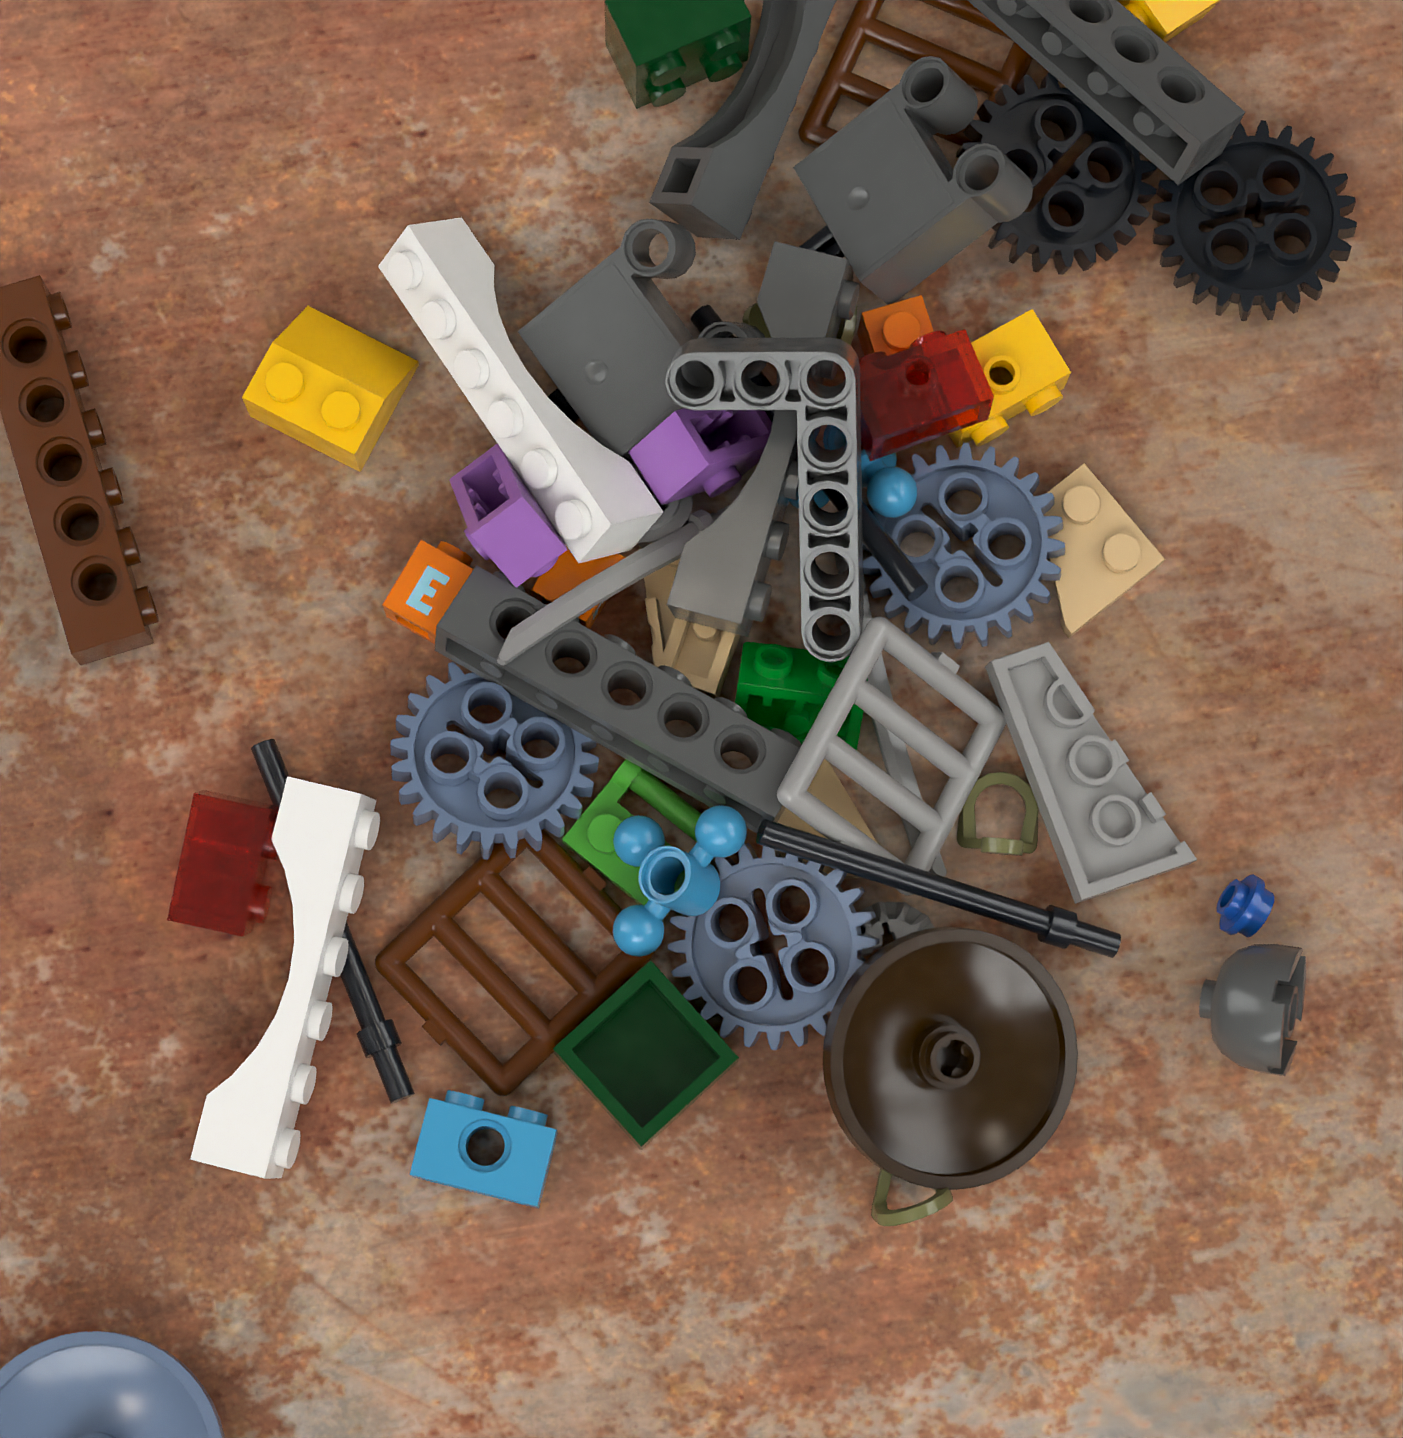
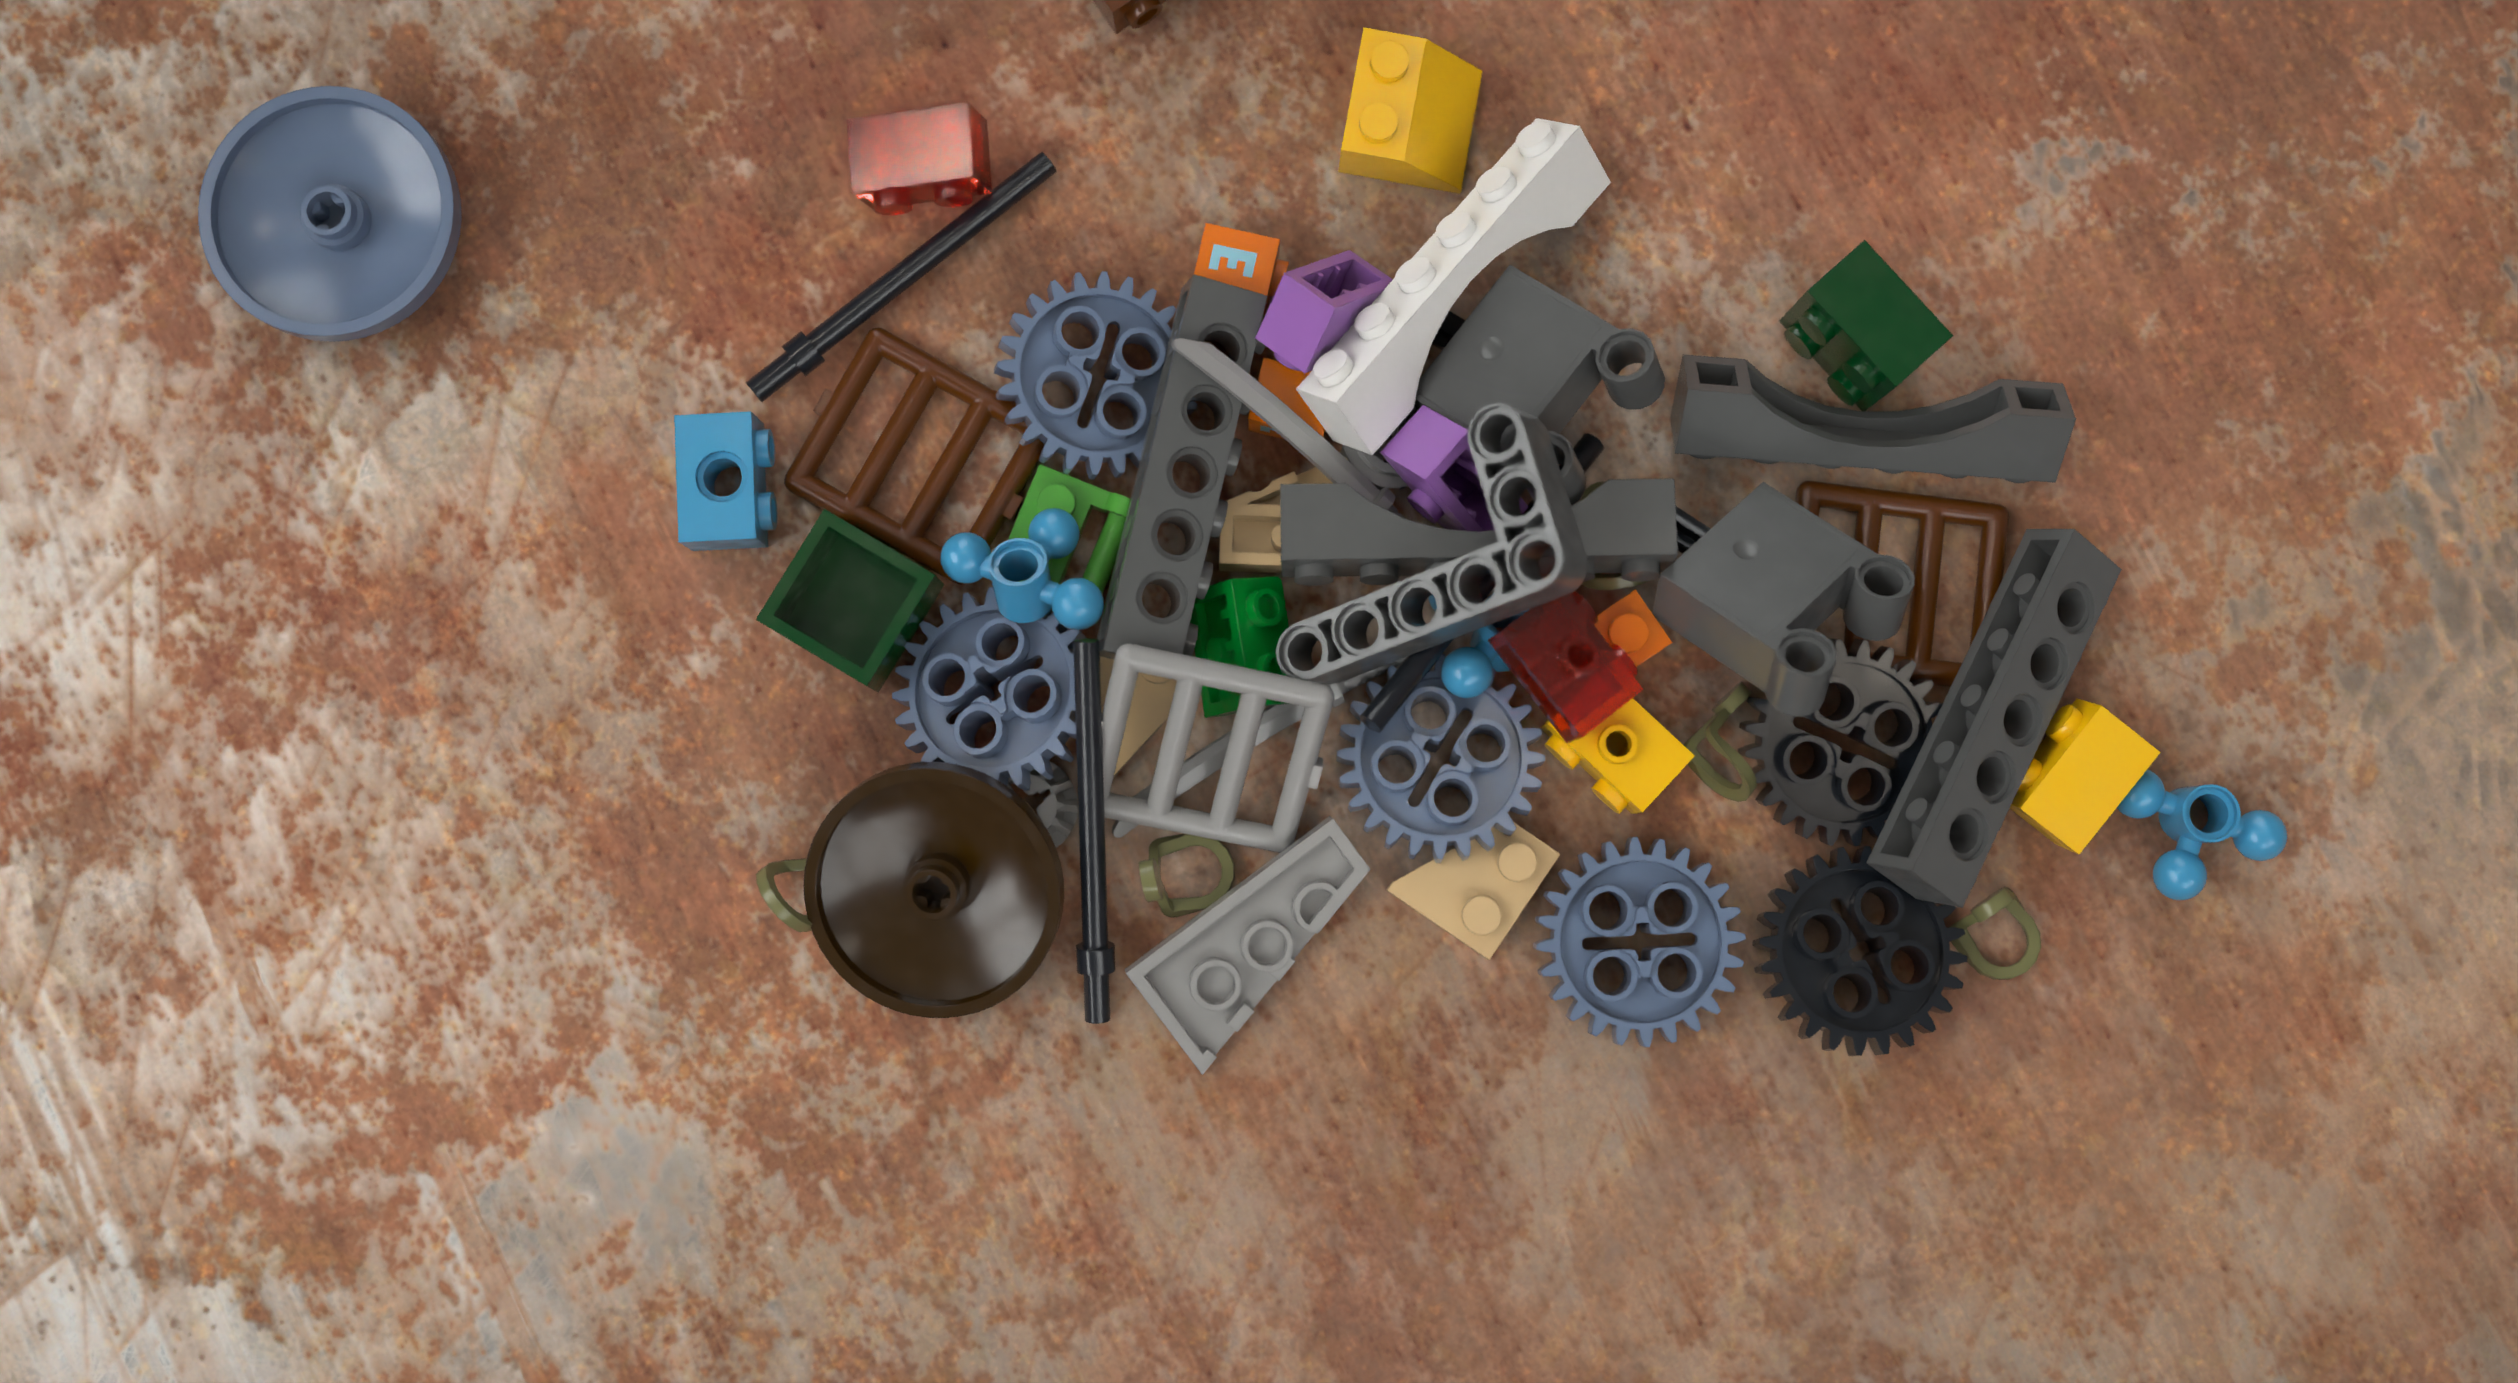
camera: 75 degrees right, 5 degrees up
(254, 1112) = (952, 239): white arch -> none
(991, 272) = (1700, 765): none -> olive piece
(1134, 402) = (1641, 999): none -> sand blue gear
(1244, 906) = (1169, 1134): blue plate -> none
(1250, 96) = (1985, 909): none -> olive piece
(1257, 1006) = (1071, 1173): dark grey cylinder -> none

